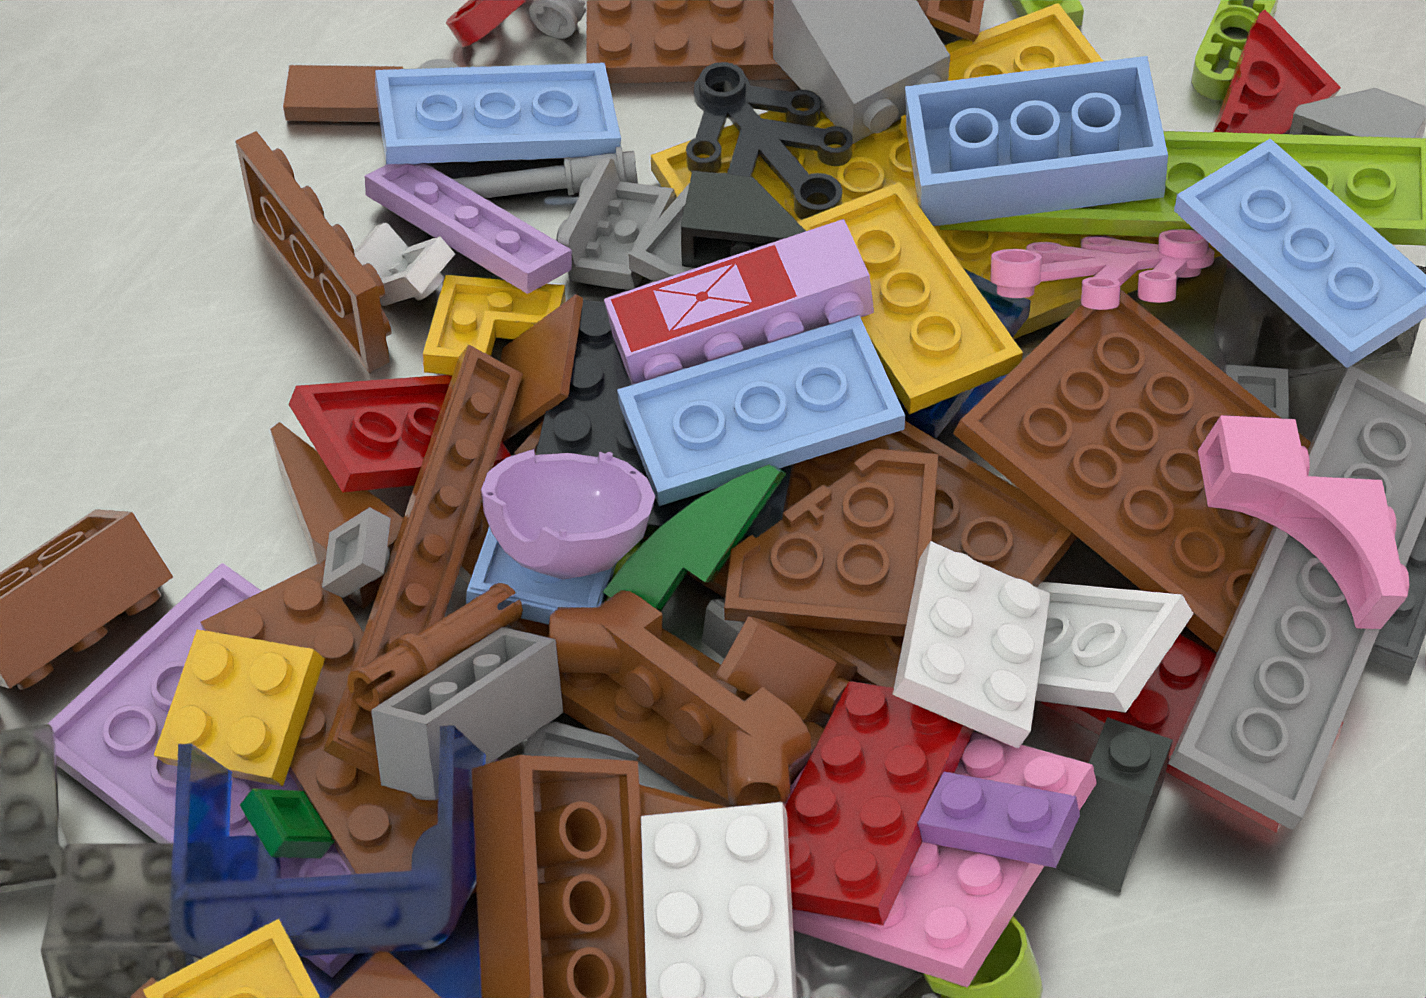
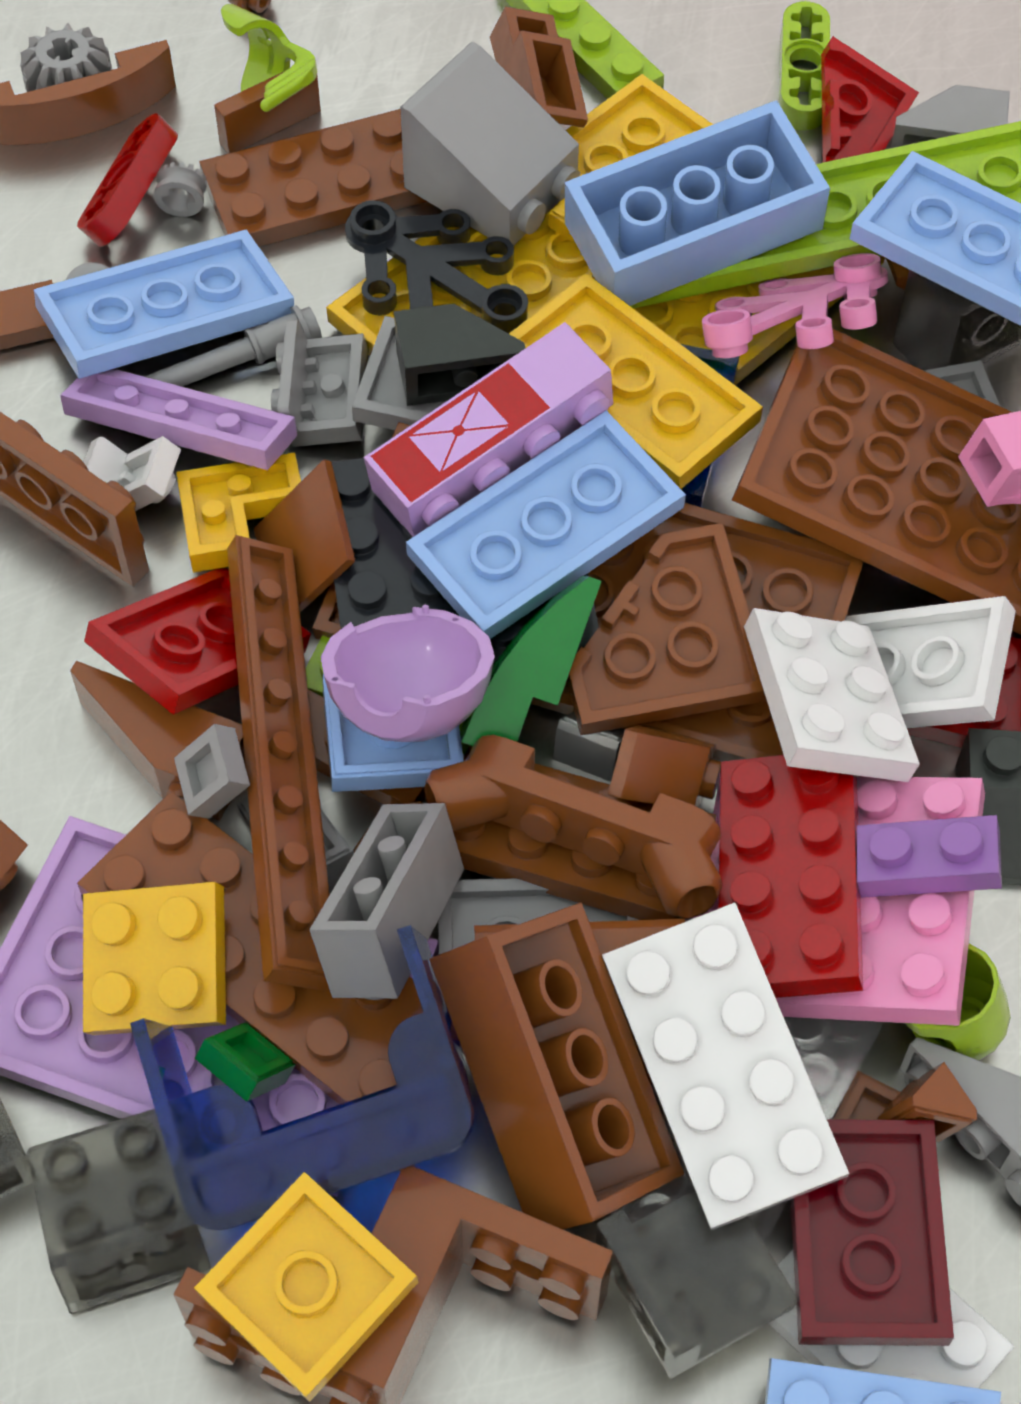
camera: 20 degrees left, 5 degrees up
(418, 654) = (321, 860): dark orange pin -> none

